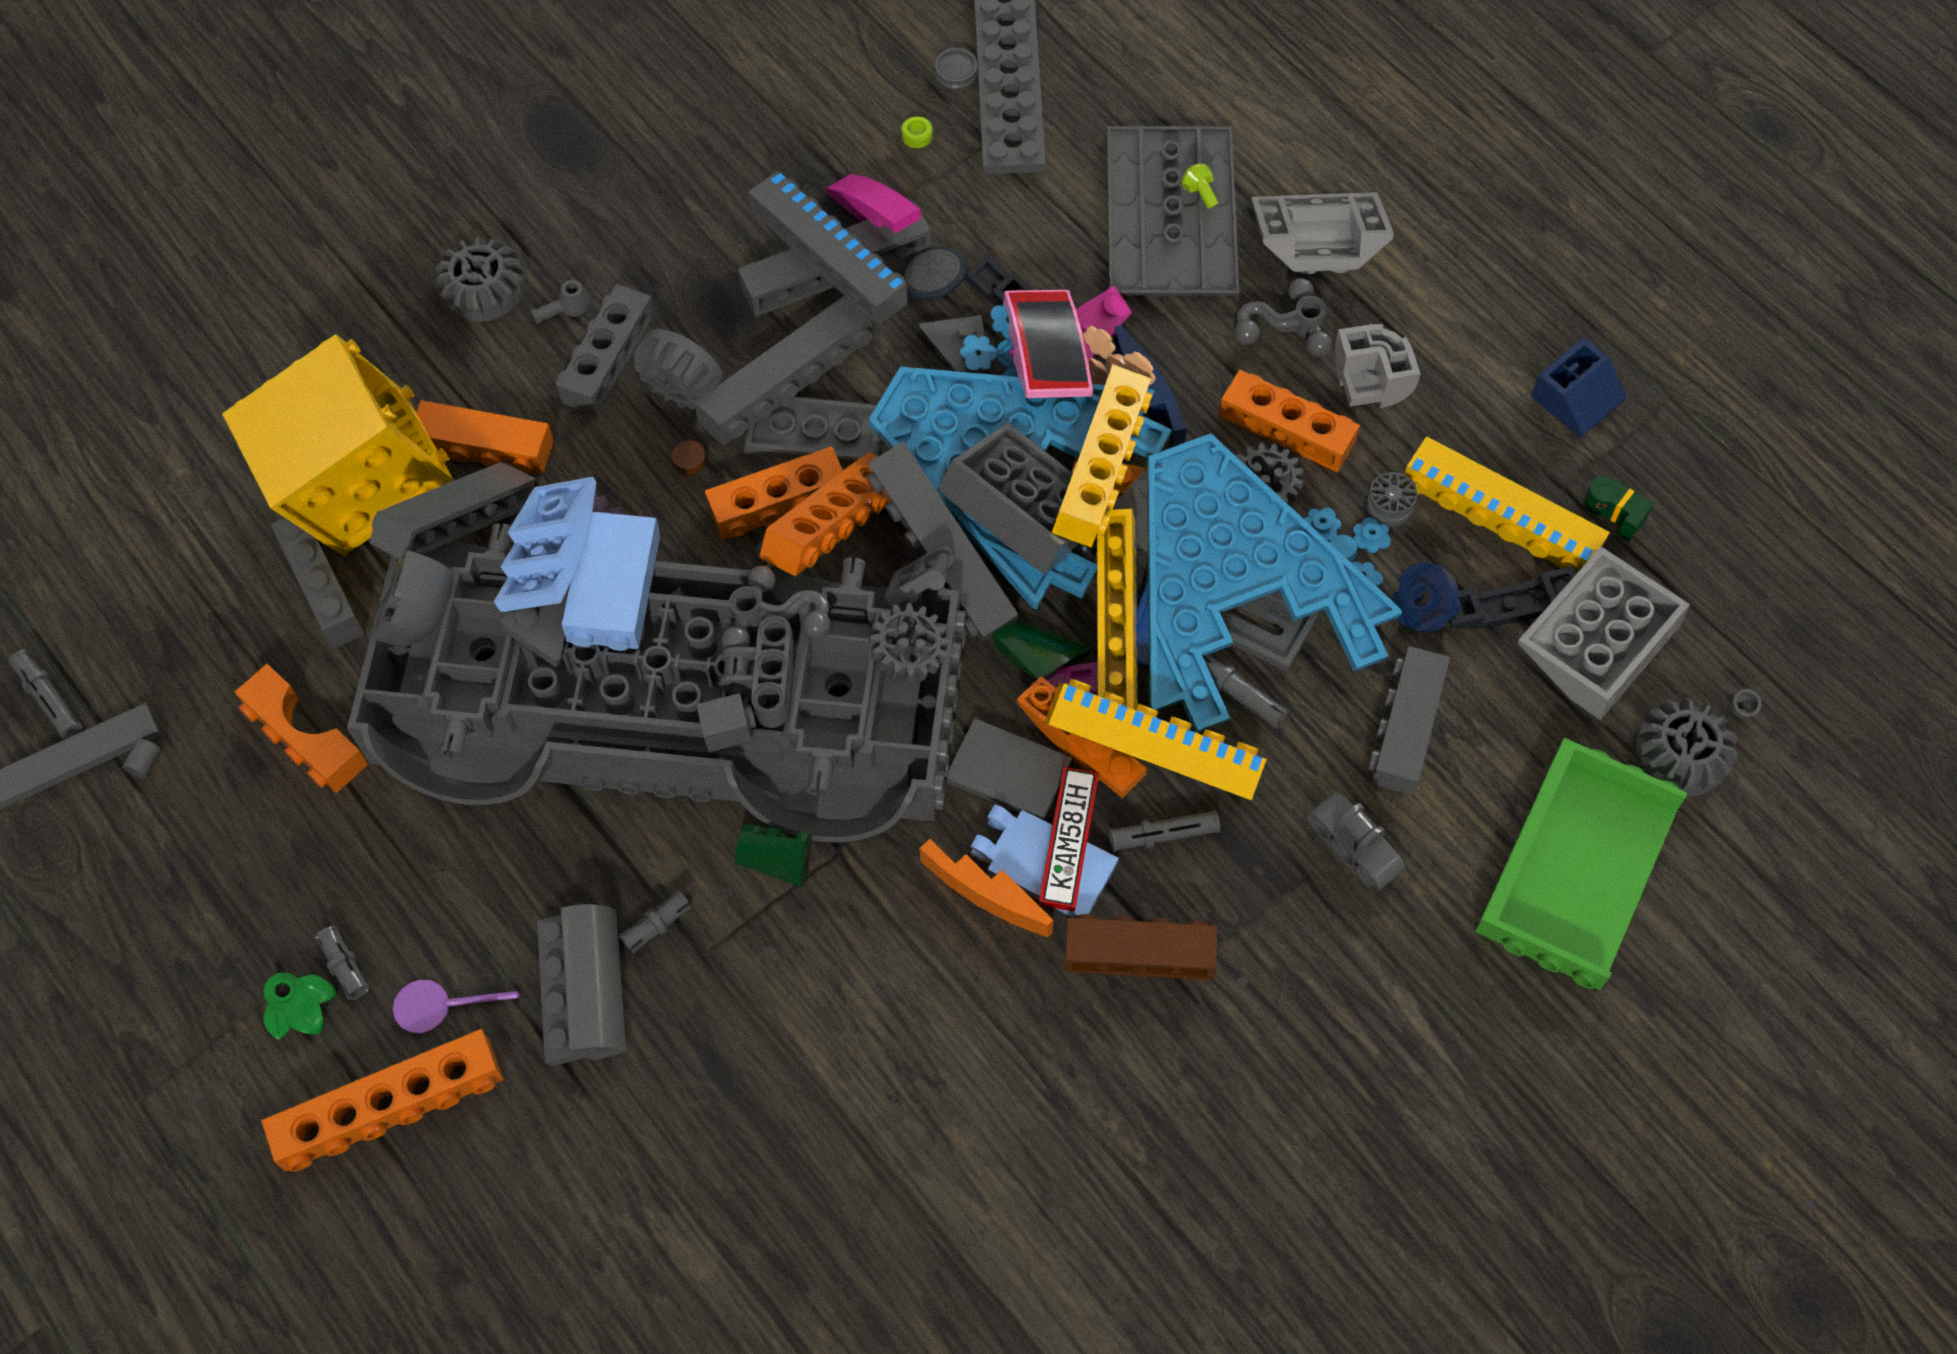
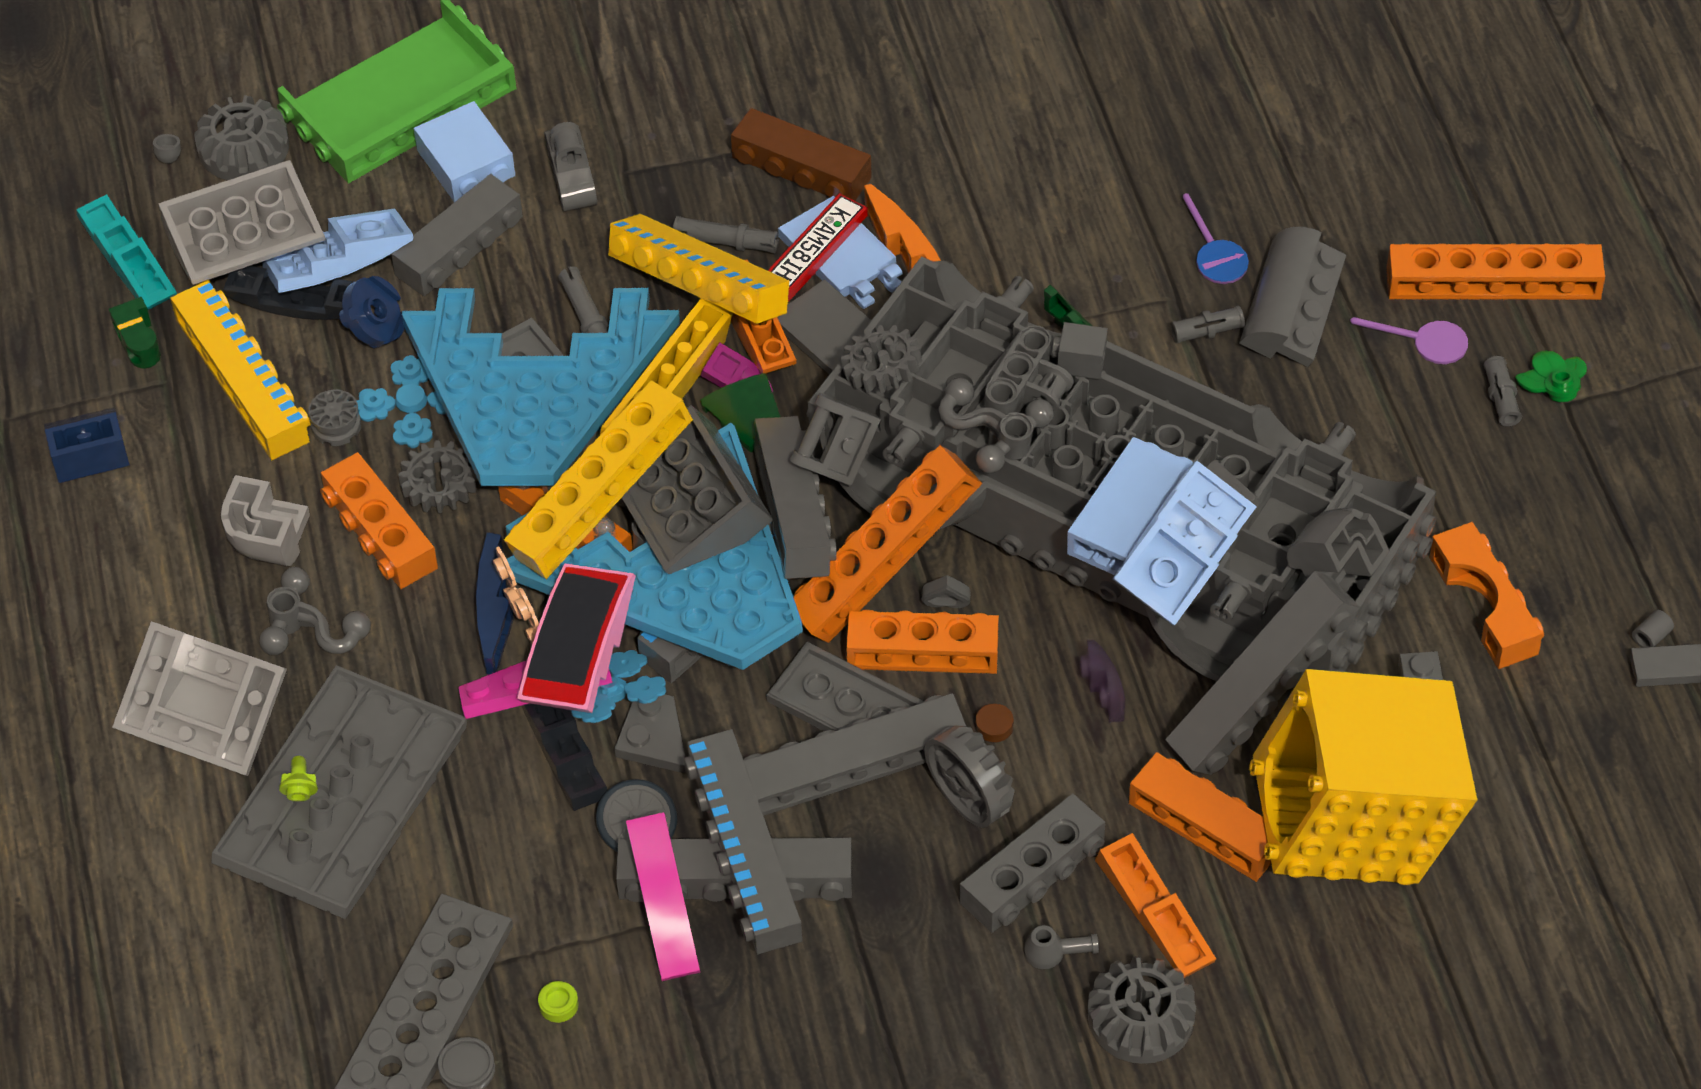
camera: 155 degrees left, 10 degrees down
(494, 358) = (1154, 906): none -> orange slope
(672, 1013) = (1219, 259): none -> blue piece
(1465, 814) = (463, 150): none -> light blue brick
(1489, 662) = (348, 246): none -> light blue slope
(1695, 584) = (126, 252): none -> teal slope

